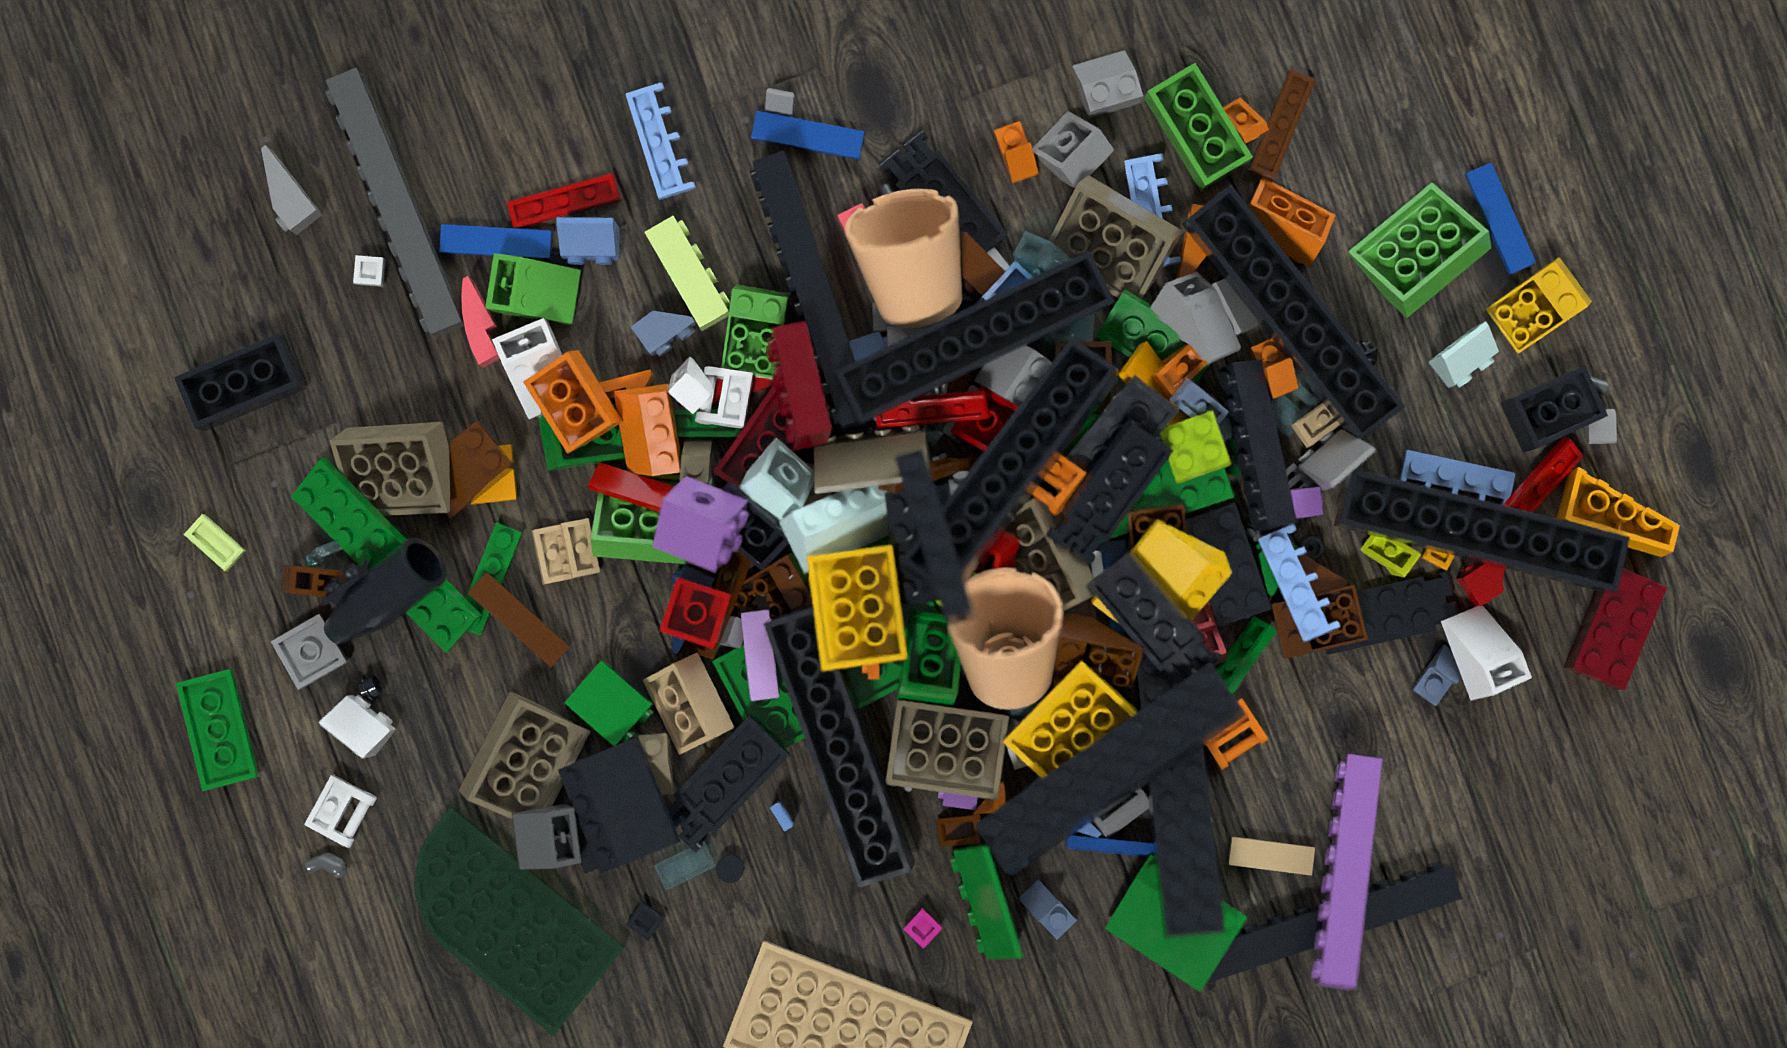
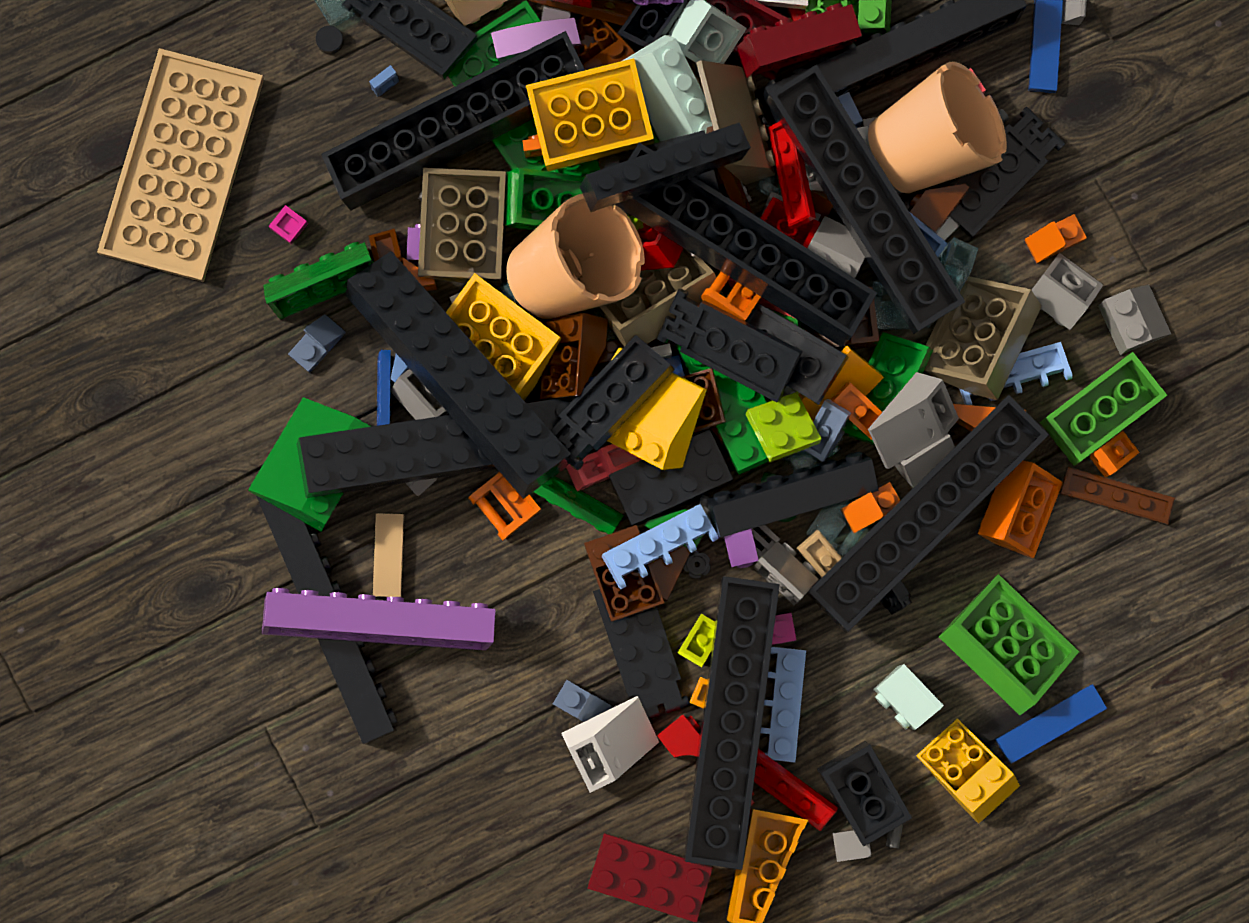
camera: 85 degrees right, 5 degrees down
(1383, 467) = (783, 629): none -> dark pink plate

